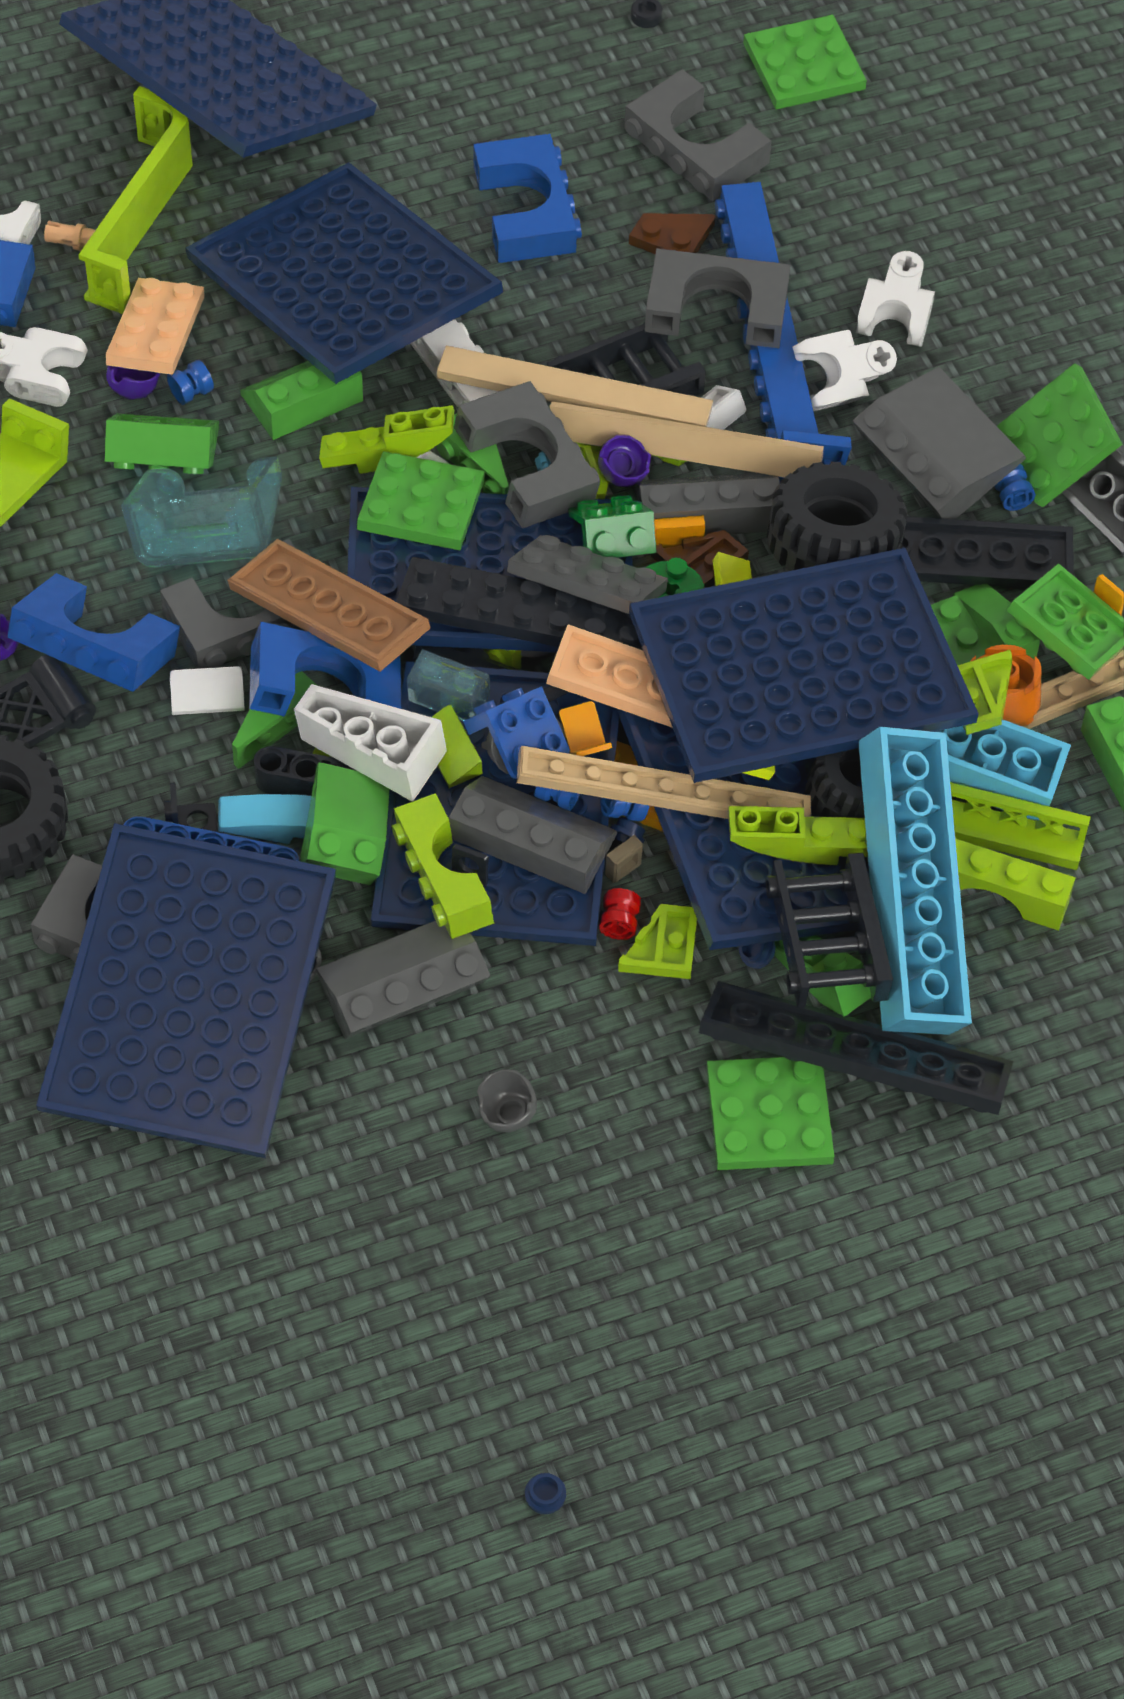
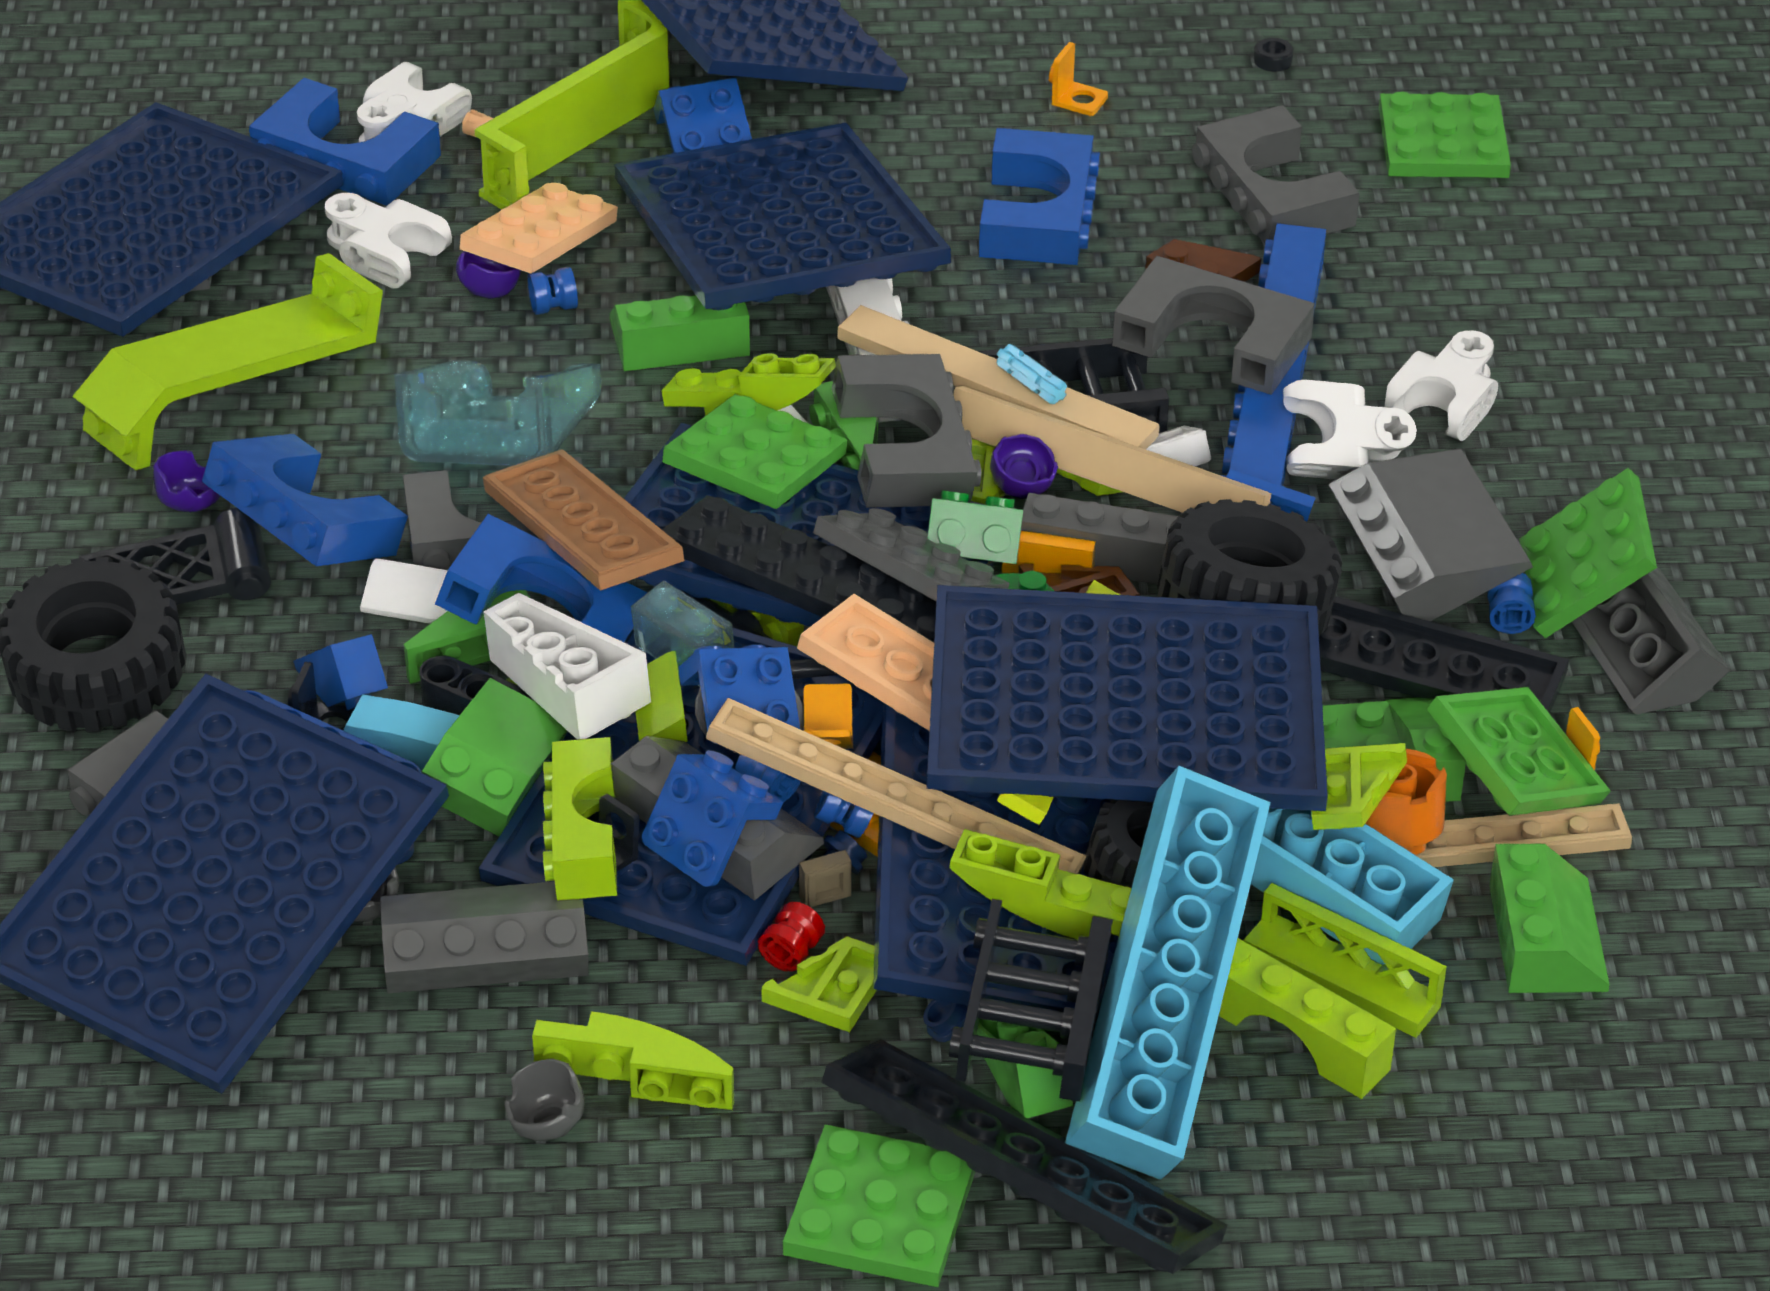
camera: 20 degrees right, 15 degrees down
(161, 442) = (486, 337): bright green slope -> none
(197, 776) = (346, 671): none -> blue slope
(235, 185) = (702, 114): none -> blue bracket
(503, 83) = (1064, 87): none -> light orange bracket
(538, 843) = (705, 813): none -> blue bracket
(569, 1044) = (650, 1057): none -> lime slope
(604, 380) = (1031, 374): none -> medium azure axle

